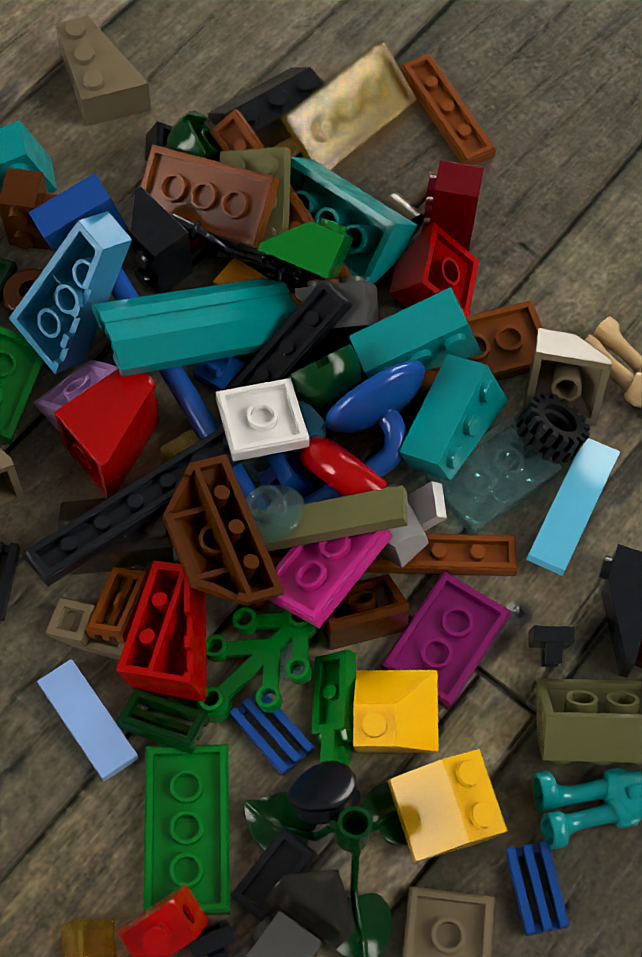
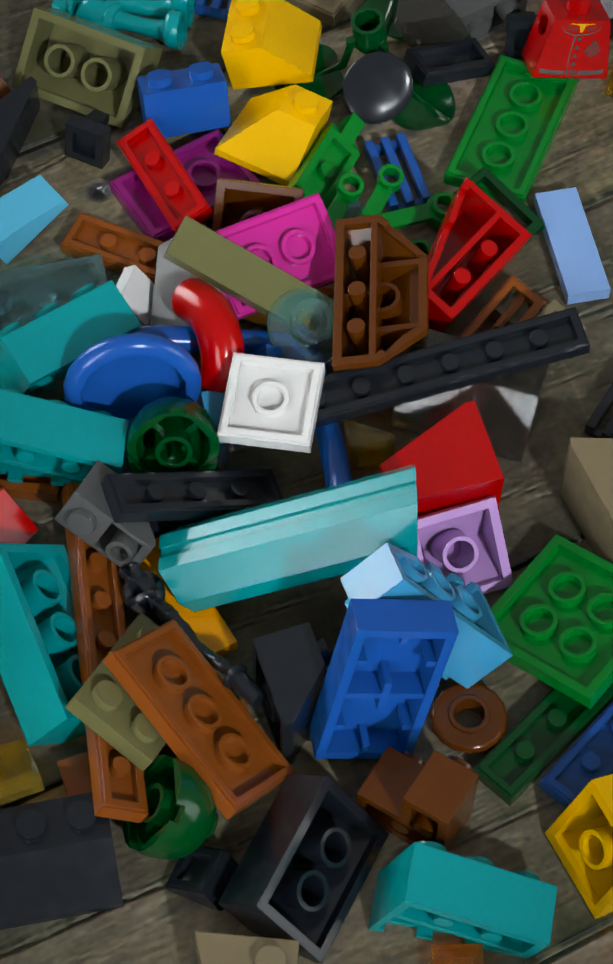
camera: 155 degrees left, 5 degrees down
(110, 146) = (305, 865): none -> black slope
(312, 246) = (118, 554): green slope -> none
(463, 620) = (164, 175): none -> red tile
(490, 706) = (185, 99): none -> blue brick

